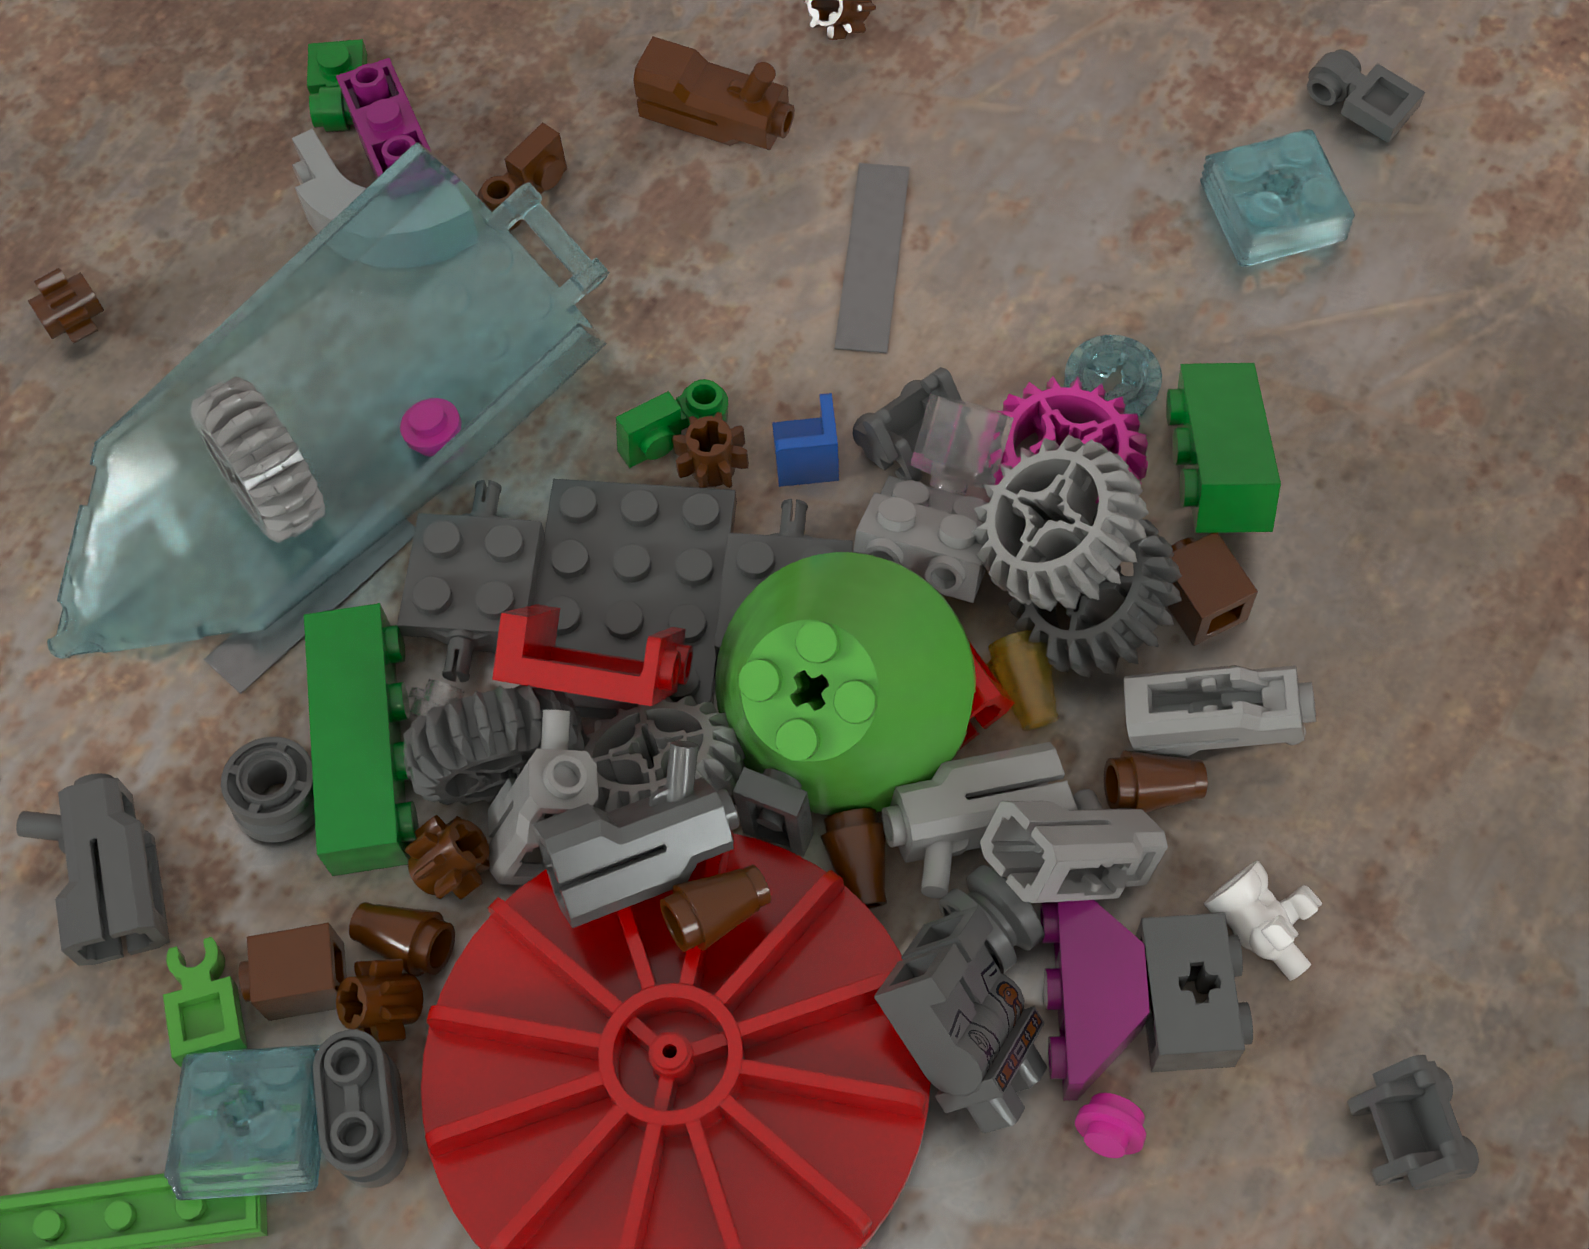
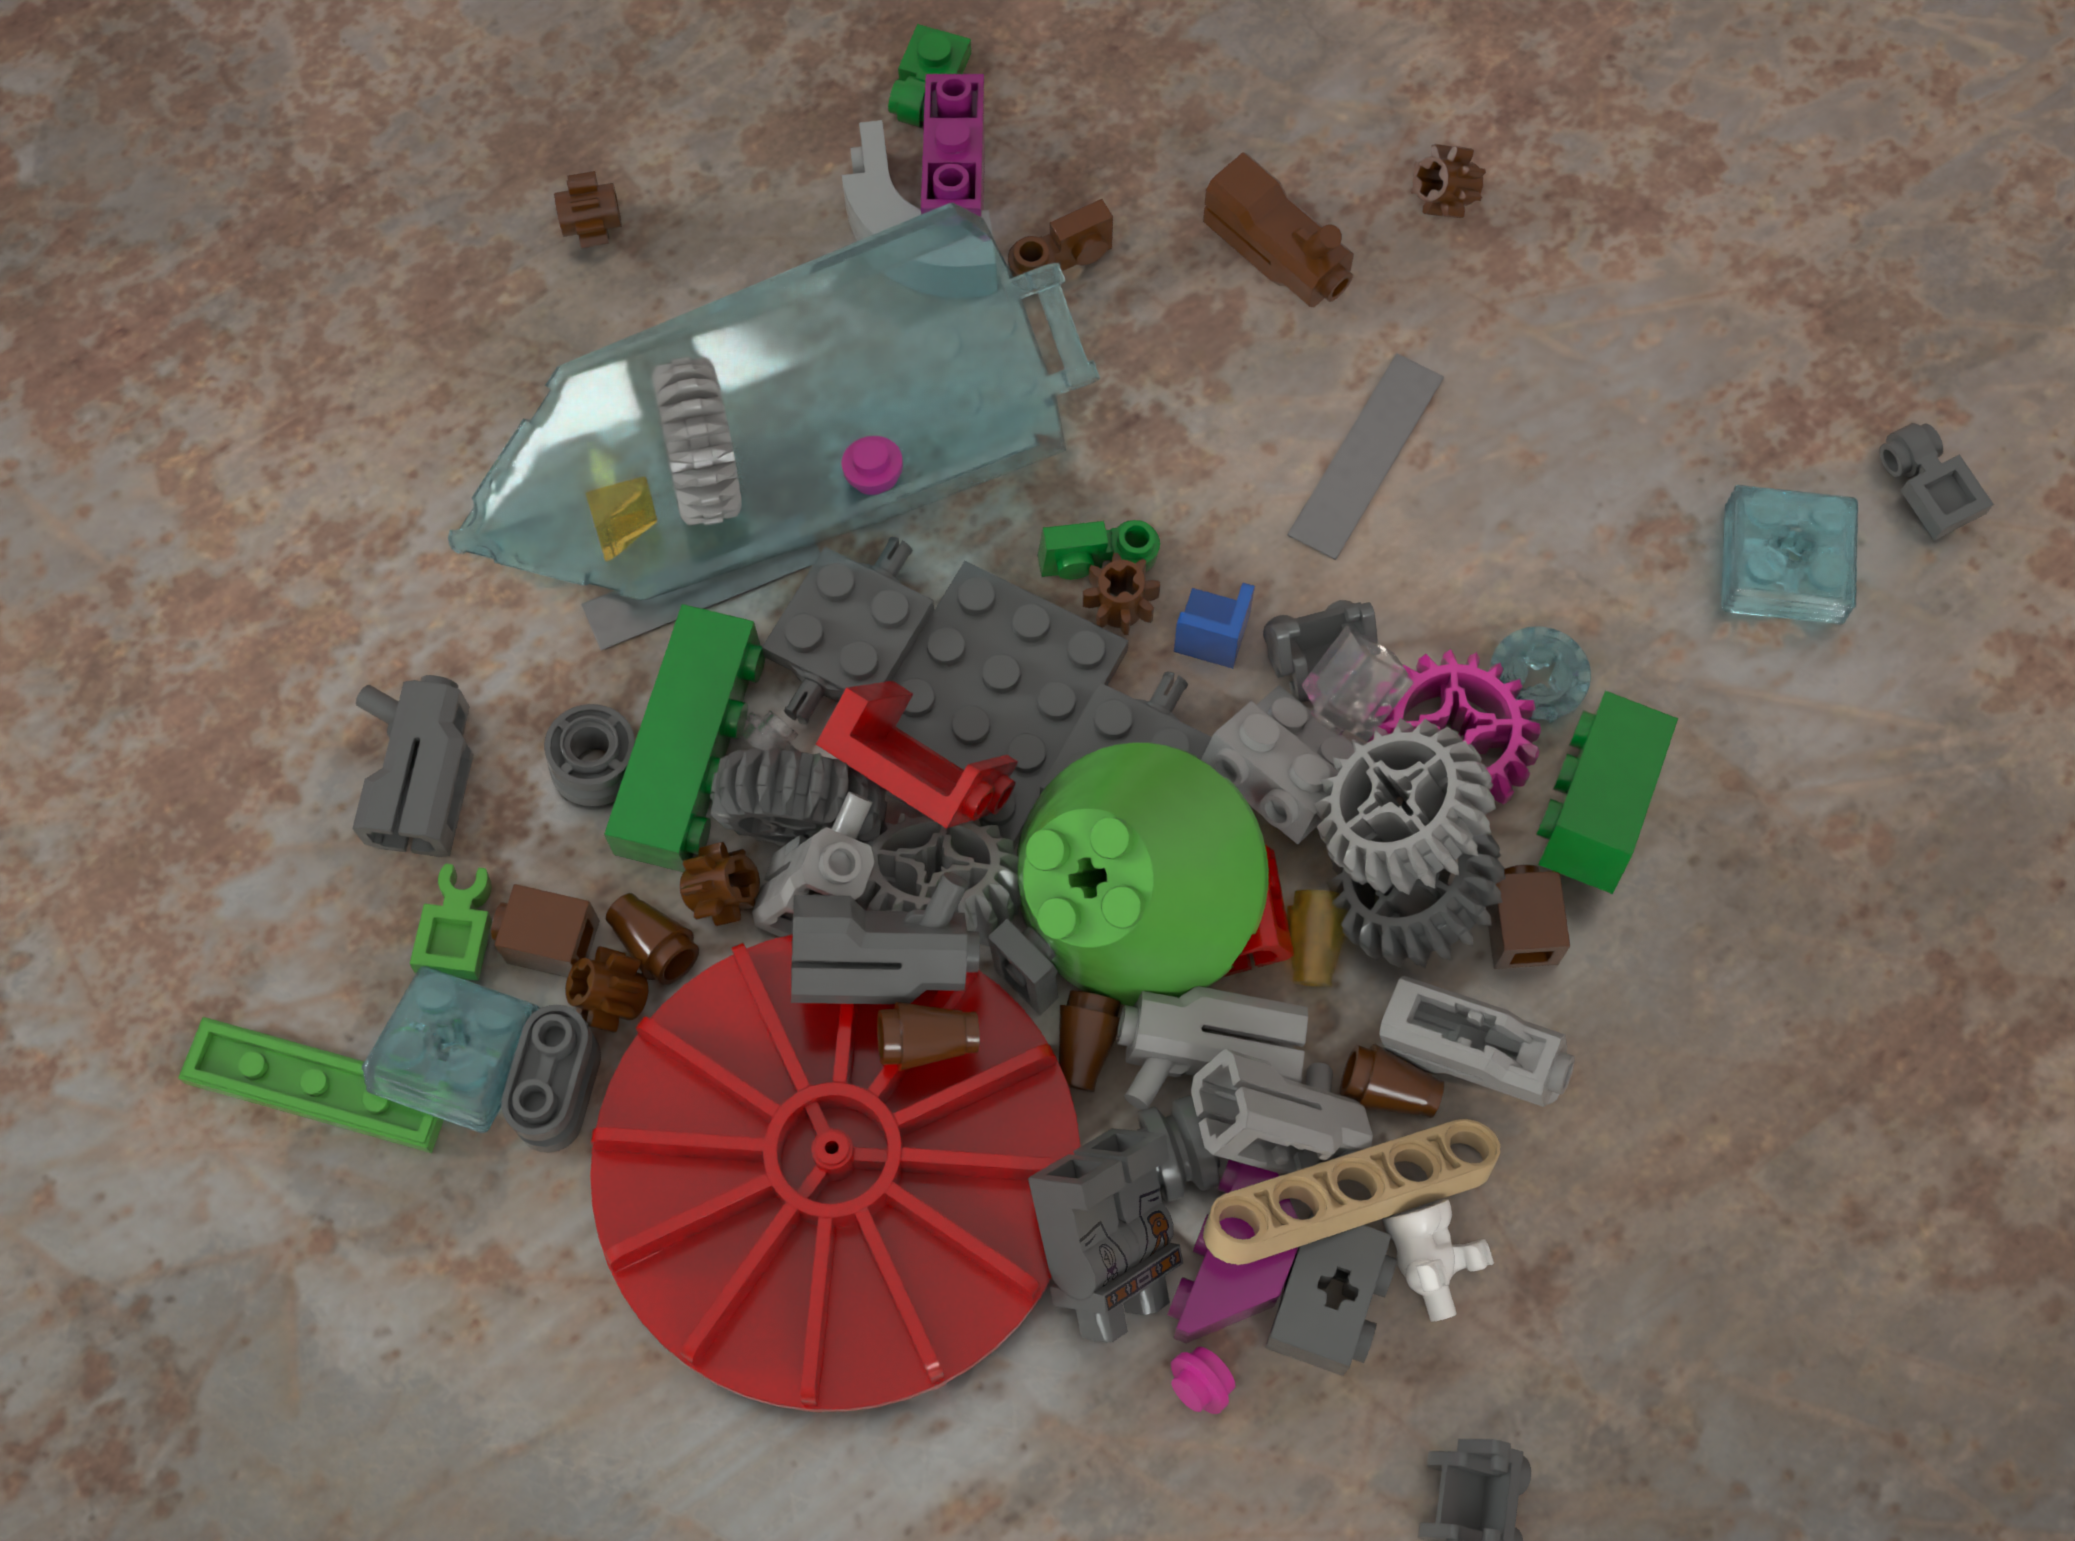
camera: 20 degrees right, 5 degrees up
(210, 558) = (621, 514): none -> clear yellow slope
(1164, 910) = (1336, 1211): none -> tan beam

